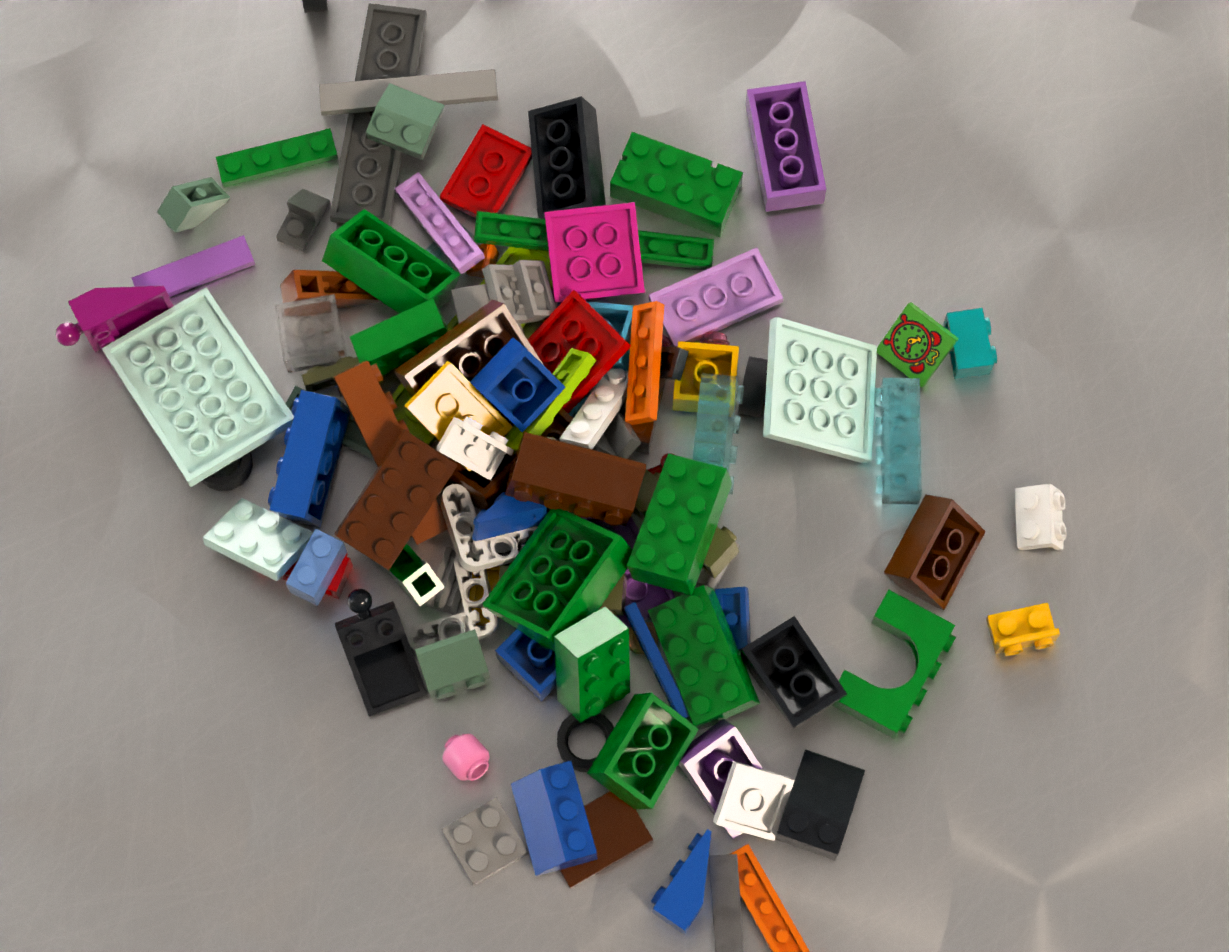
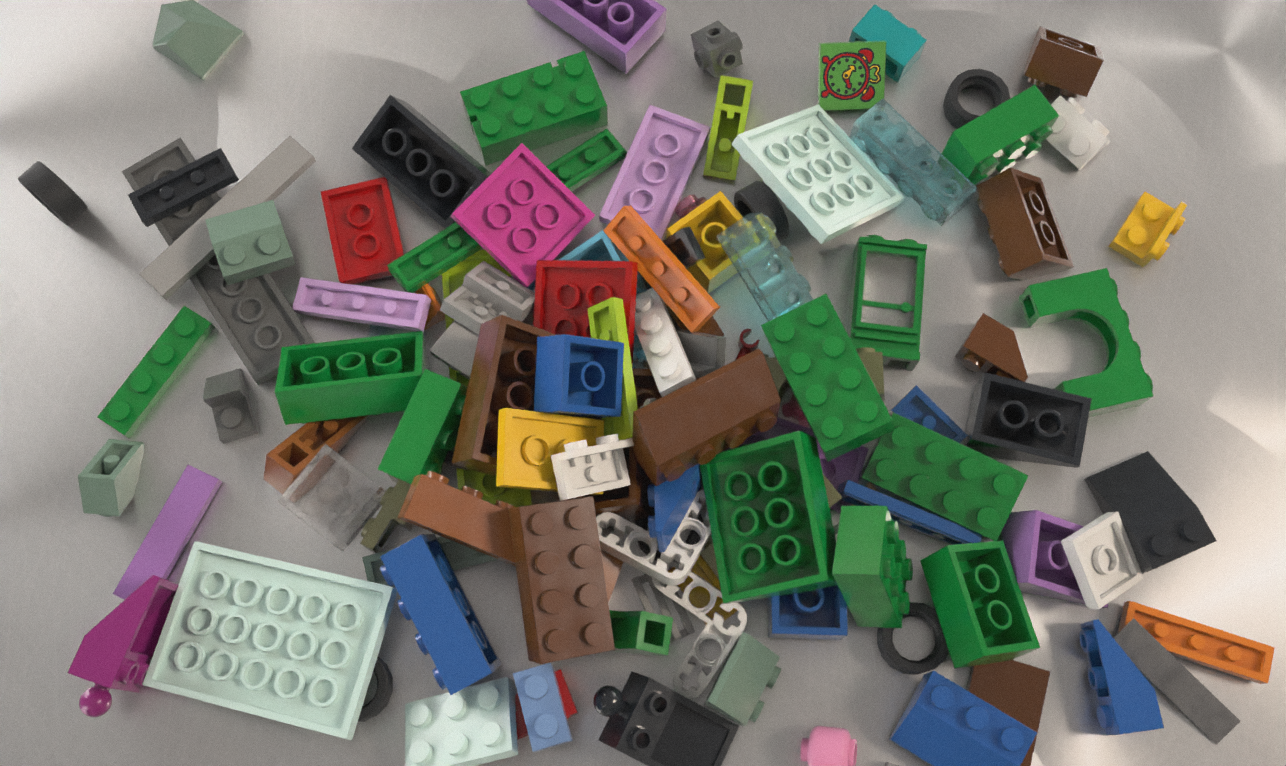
camera: 45 degrees left, 0 degrees up
(396, 48) = (183, 187): none -> black plate
(786, 517) = (887, 297): none -> green door
(802, 302) = (727, 123): none -> lime slope
(824, 611) = (992, 350): none -> reddish brown slope
(840, 247) = (717, 49): none -> dark grey brick
(971, 475) = (1001, 136): none -> green brick
(994, 416) = (975, 79): none -> black tyre
(1084, 463) = (1063, 63): none -> reddish brown slope

